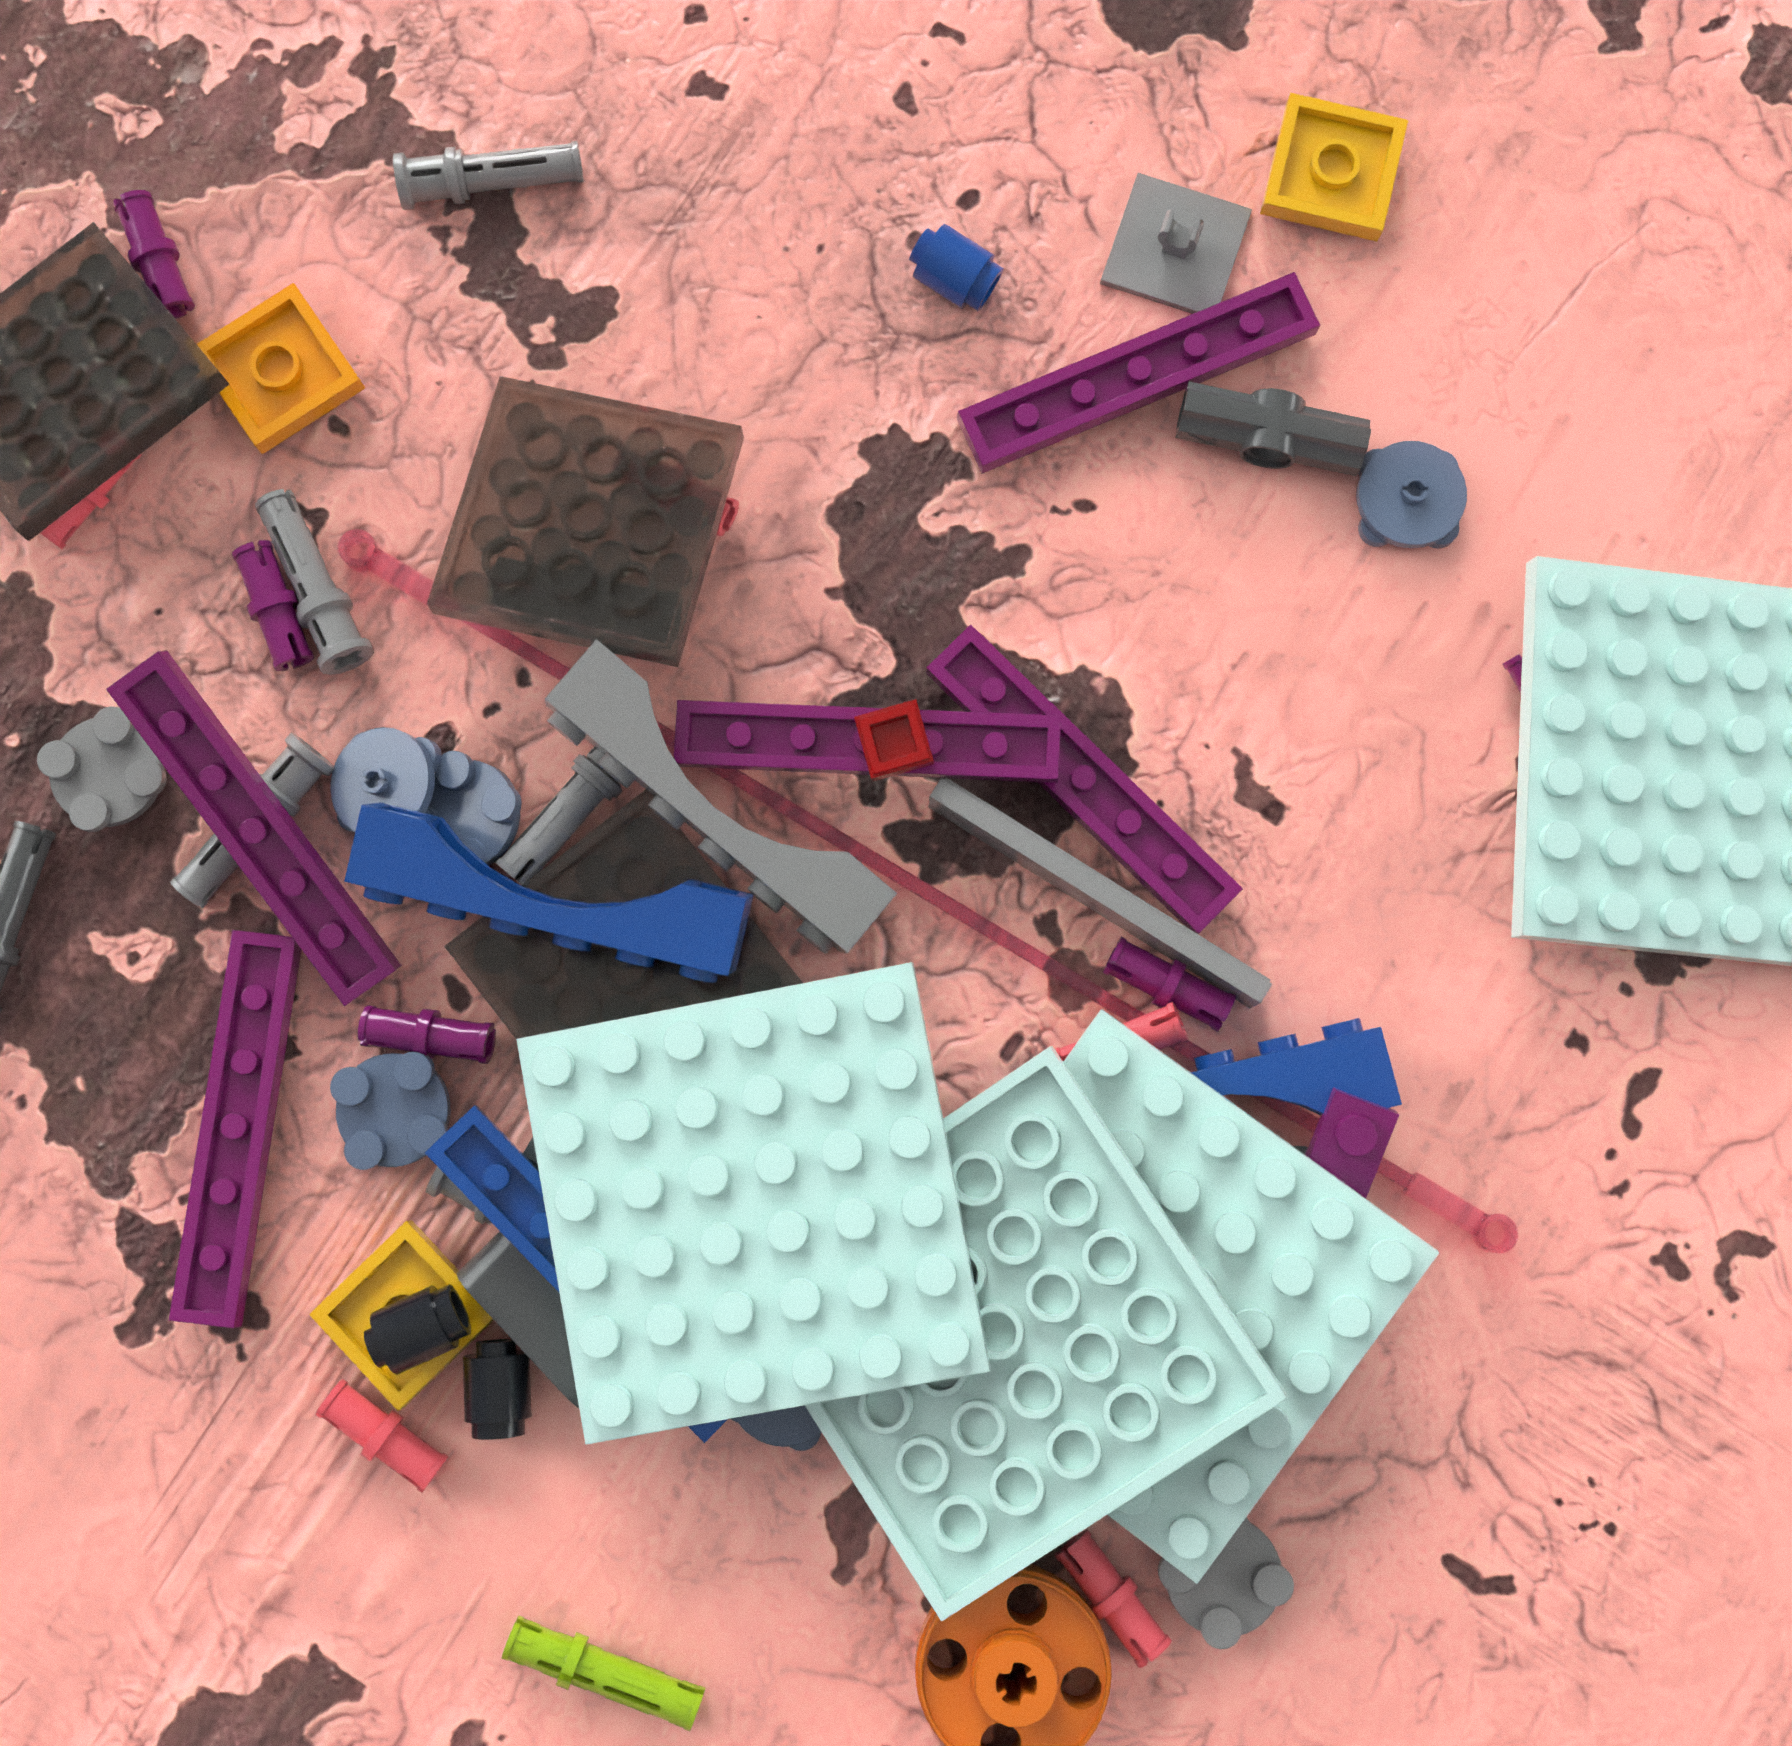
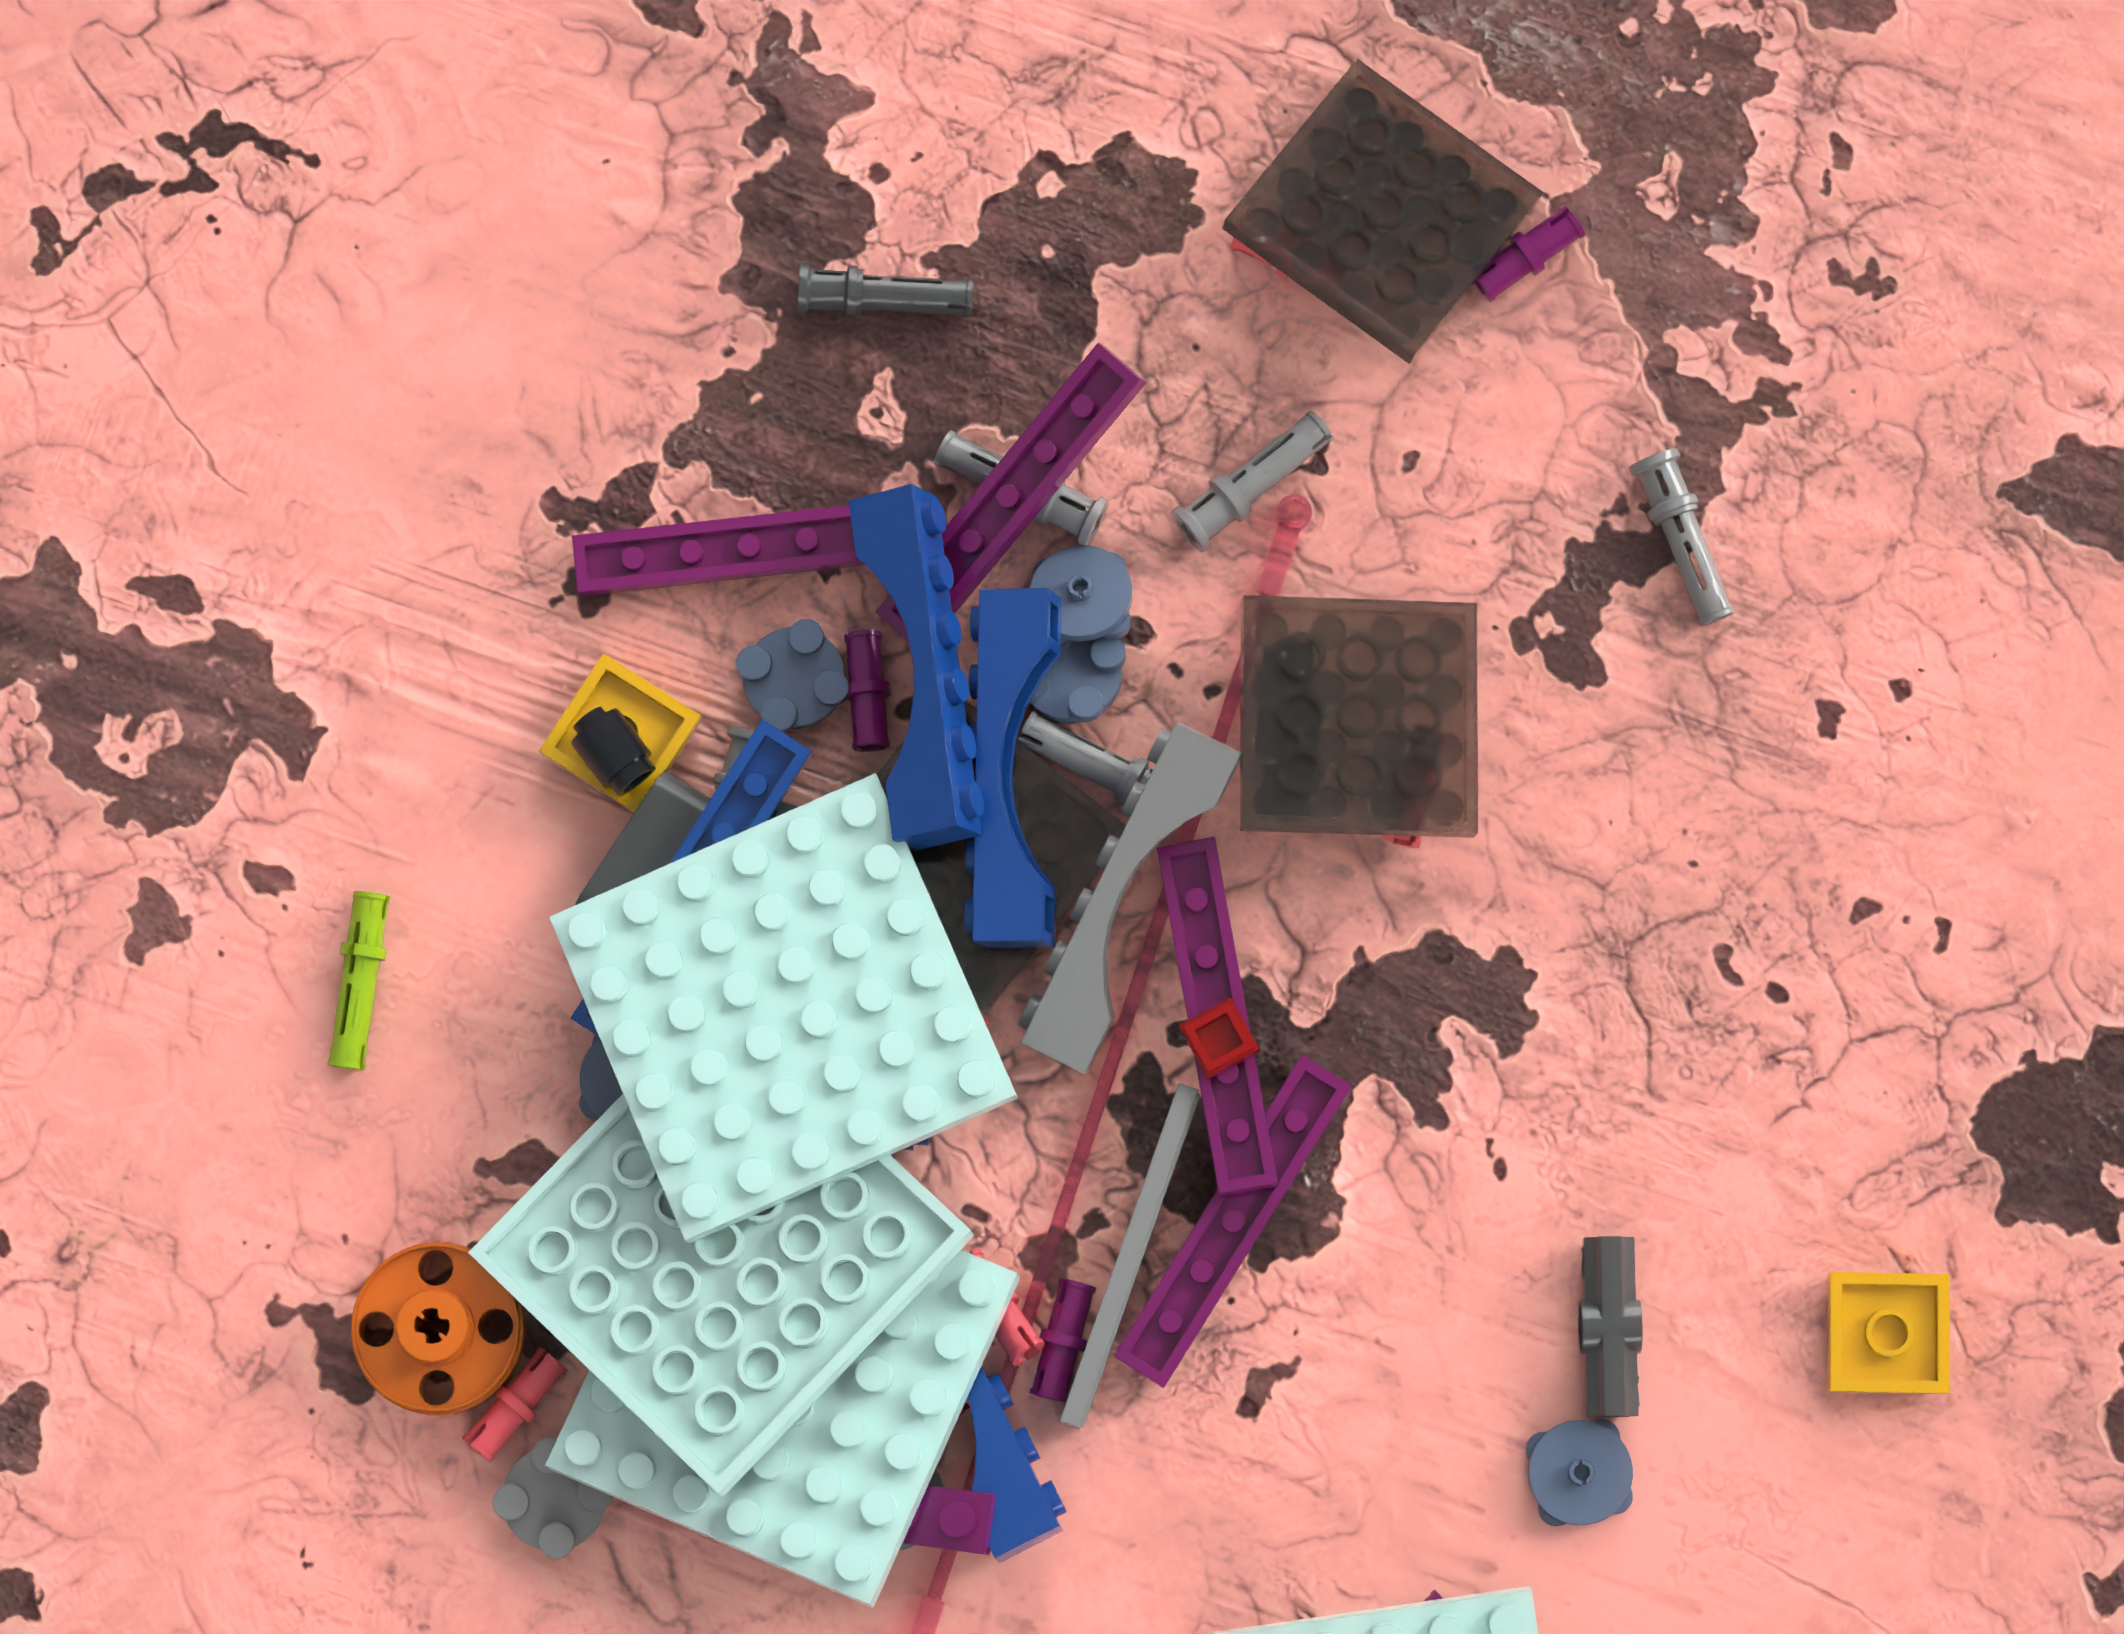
camera: 80 degrees right, 0 degrees up
(102, 771) = (1035, 343): light grey piece -> none
(272, 605) = (1222, 451): magenta pin -> none
(280, 368) = (1446, 397): light orange plate -> none
(381, 1435) = (514, 741): coral pin -> none
(497, 1390) = (575, 830): black brick -> none
(541, 978) = (933, 780): none -> blue arch
(955, 267) = (1696, 994): blue brick -> none
(1137, 372) = (1636, 1190): magenta plate -> none
(1175, 245) = (1777, 1200): light grey piece -> none

